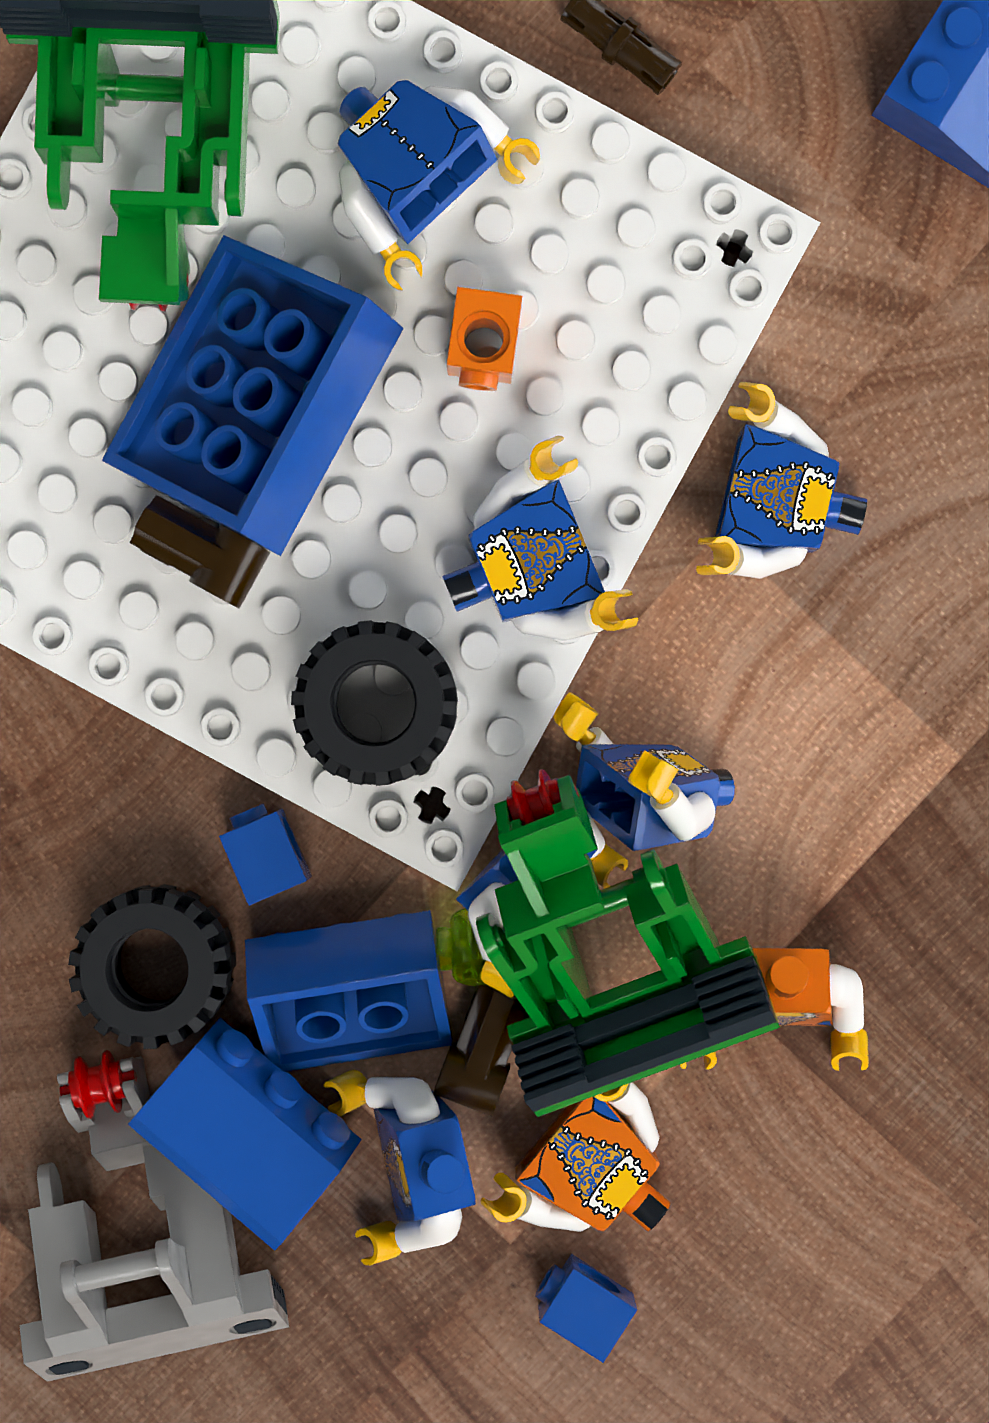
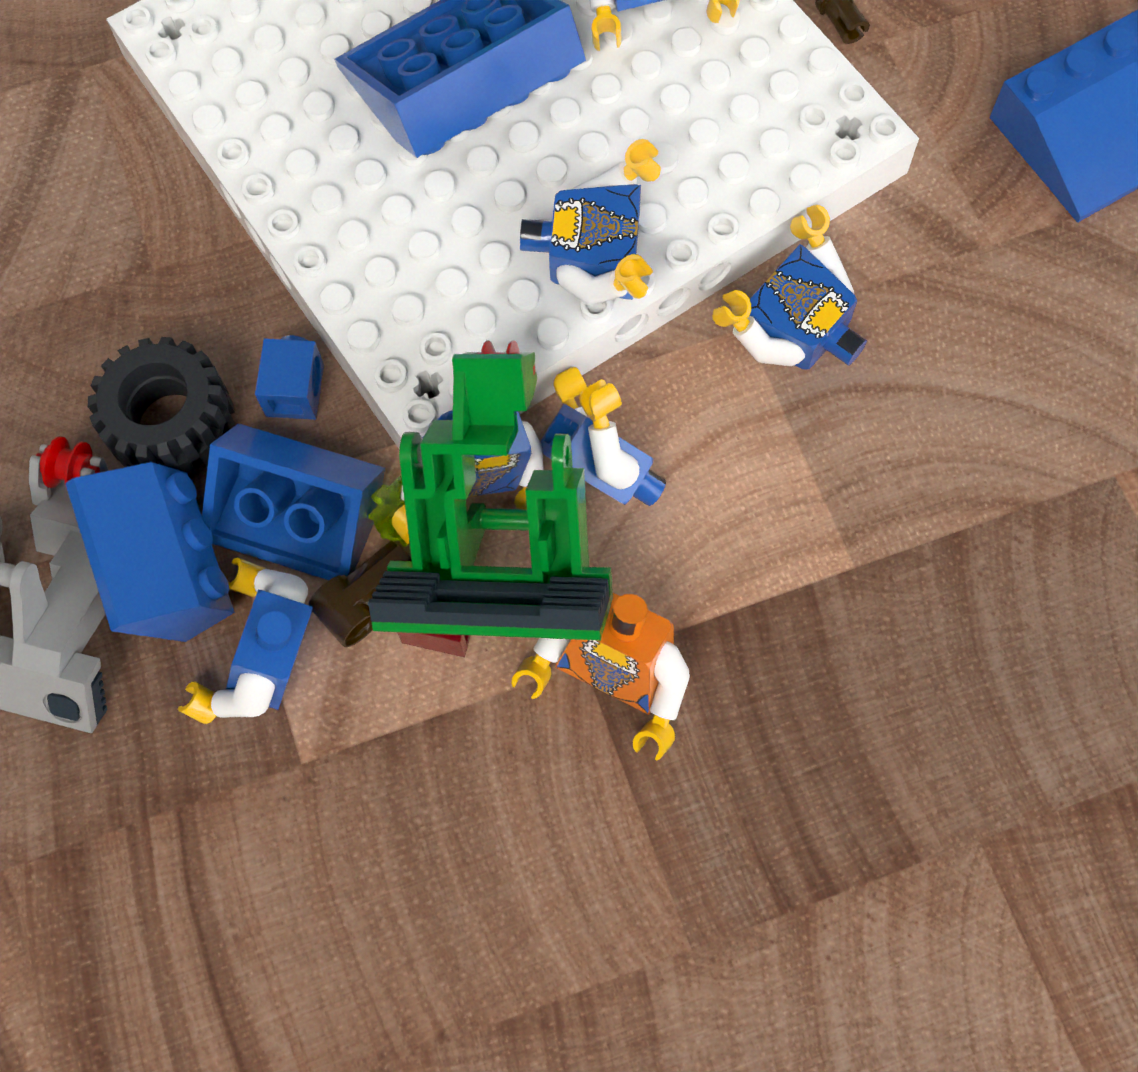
camera: 30 degrees right, 20 degrees down
(211, 556) = (369, 141): dark brown piece -> none
(318, 693) = (420, 239): black tyre -> none
(483, 310) = (639, 89): orange brick -> none
(585, 1306) = (328, 833): blue brick -> none
(588, 1168) = (398, 716): torso -> none

